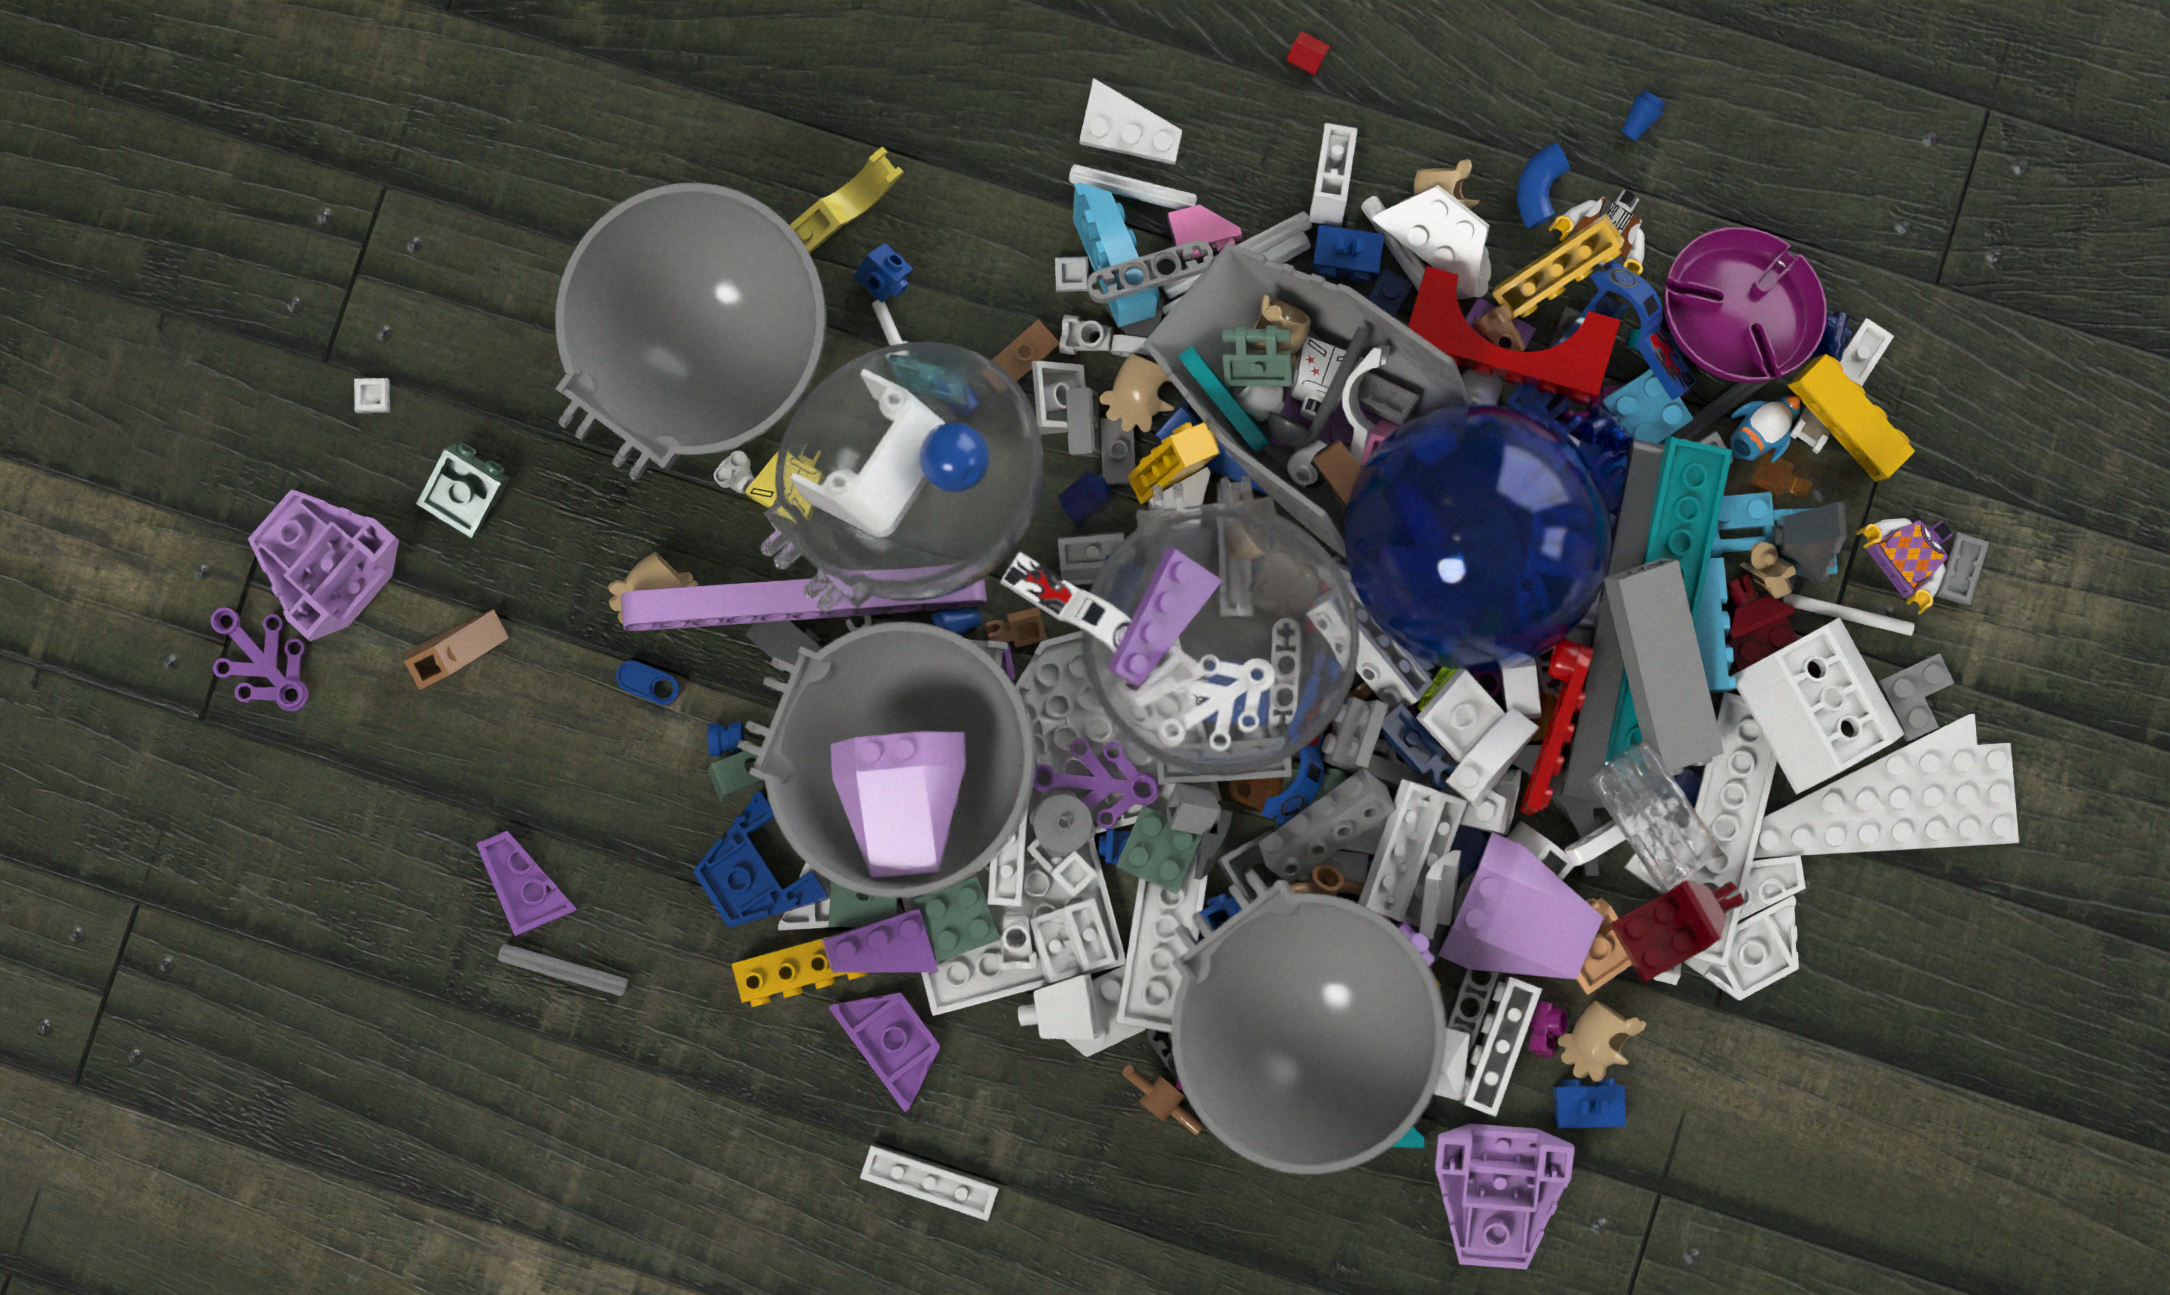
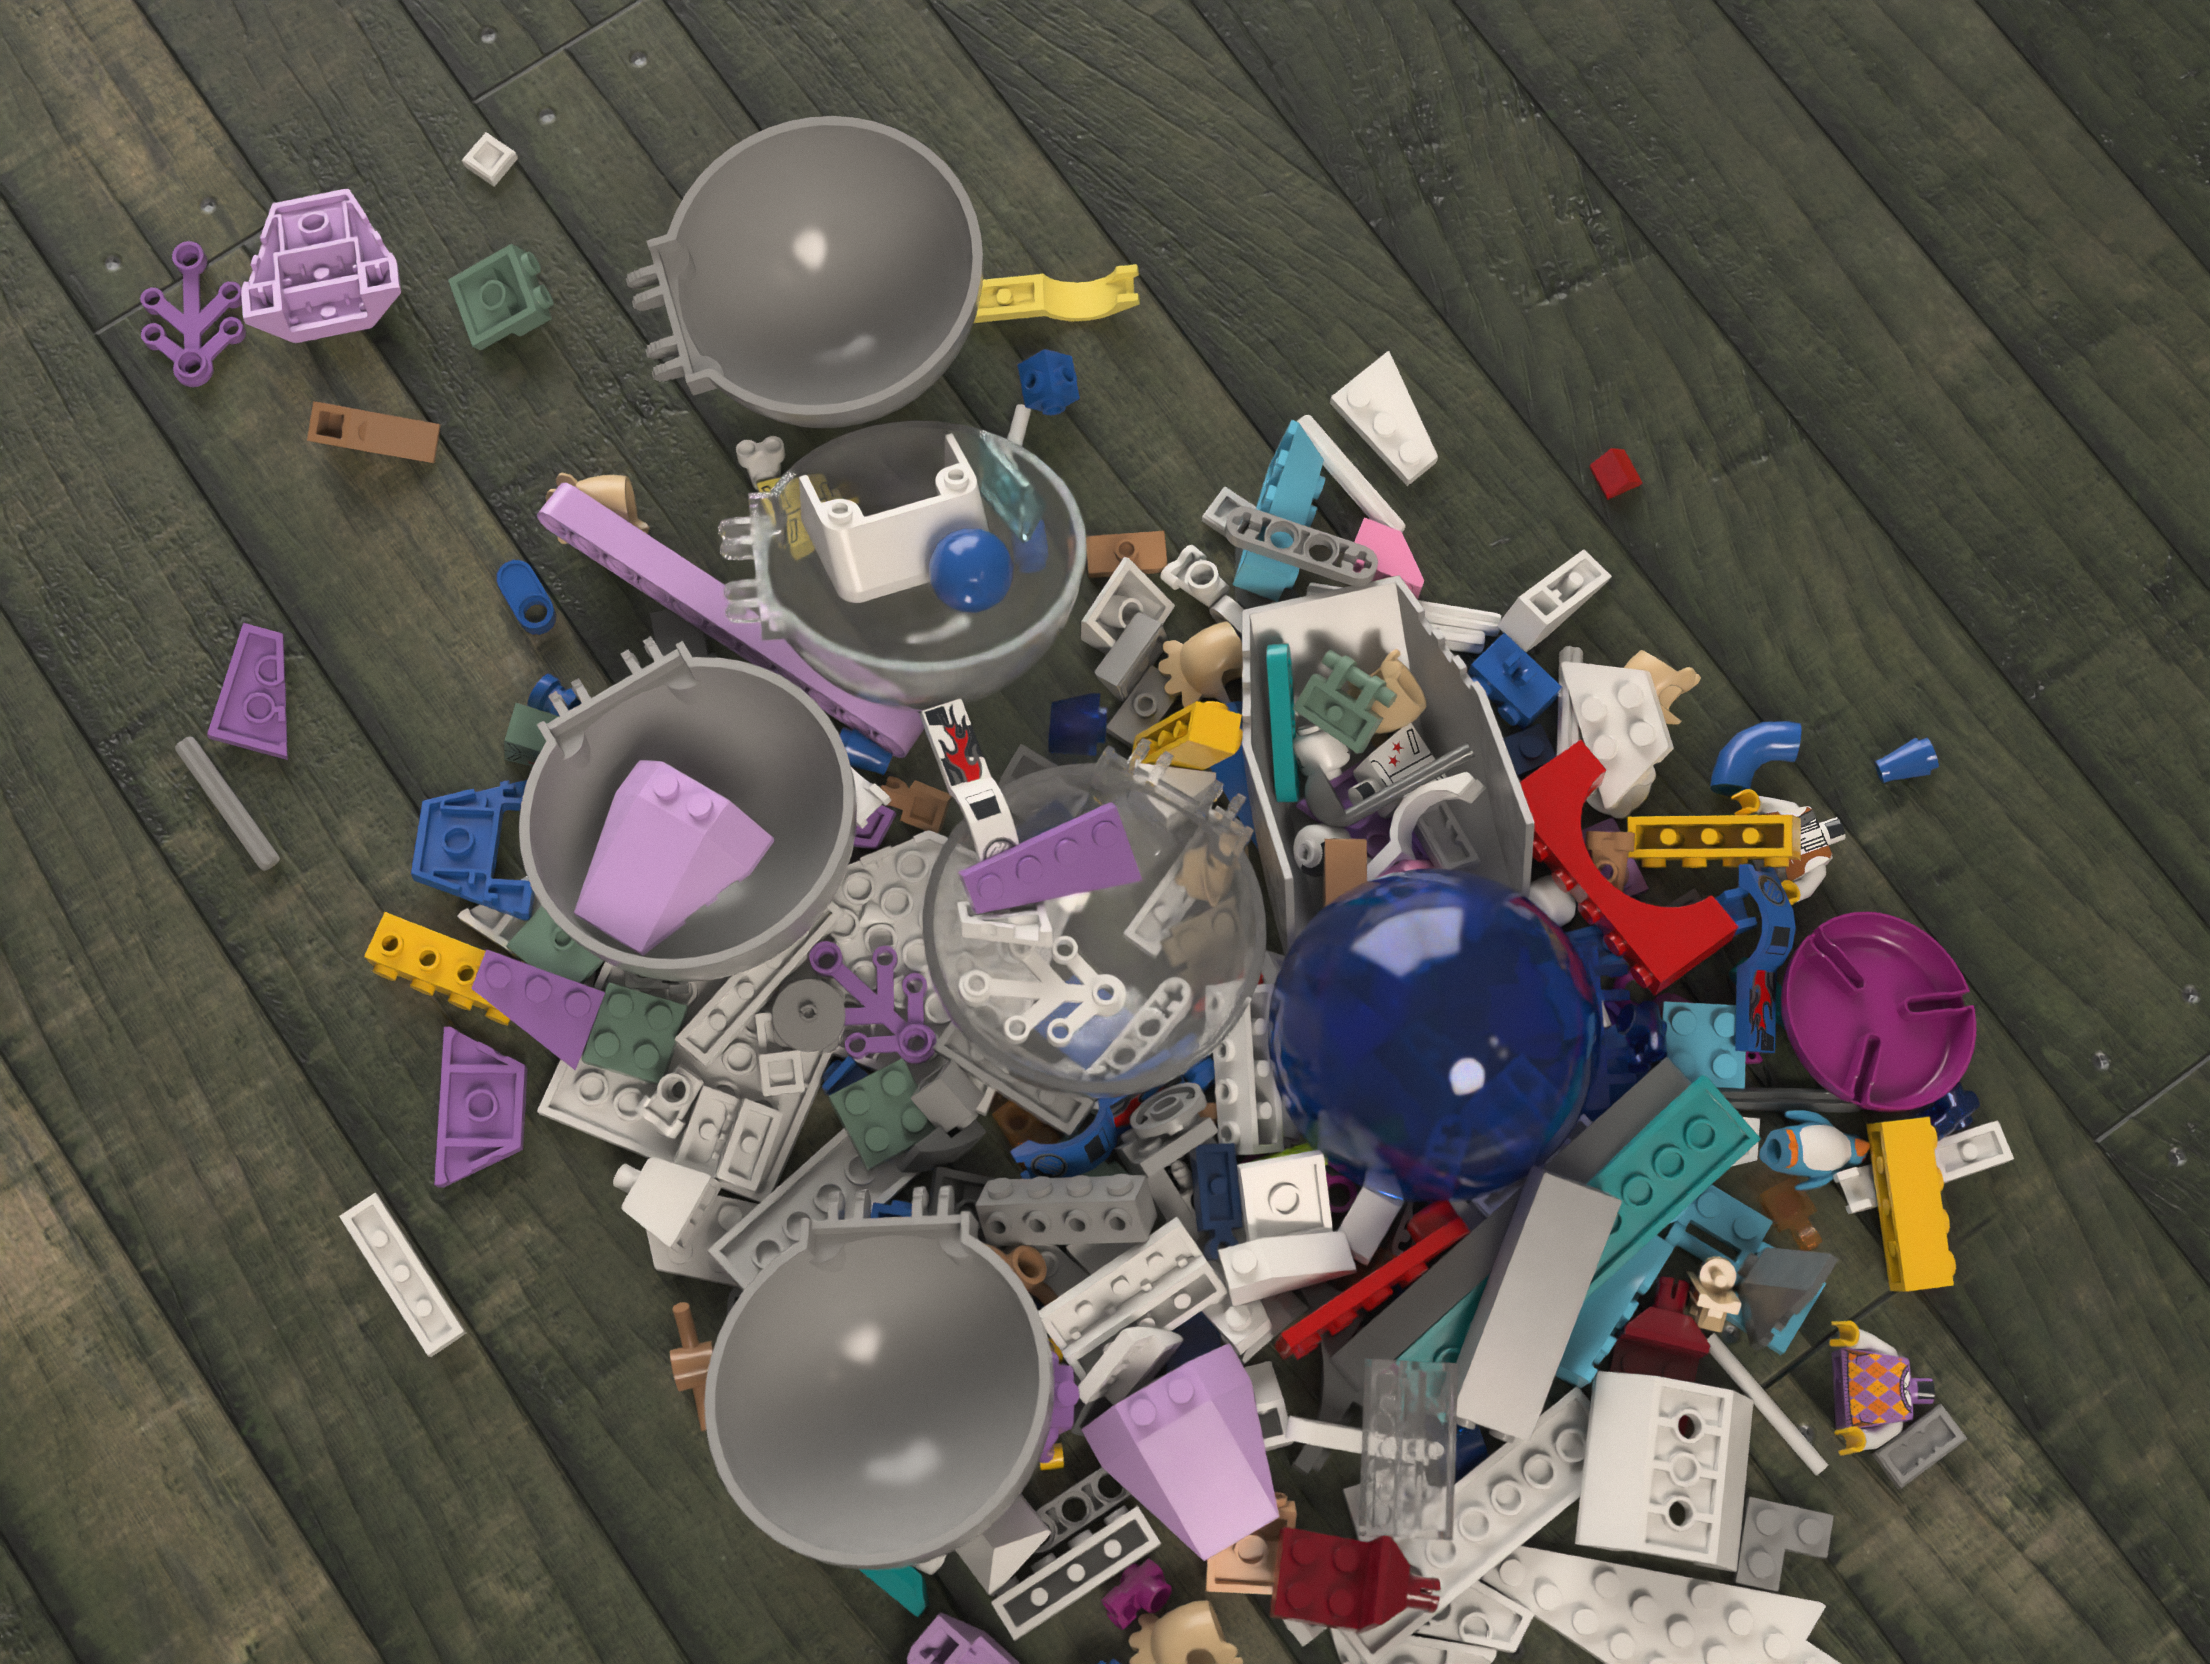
camera: 30 degrees right, 10 degrees down
(1348, 718) = (1168, 1110): none -> light grey wheel

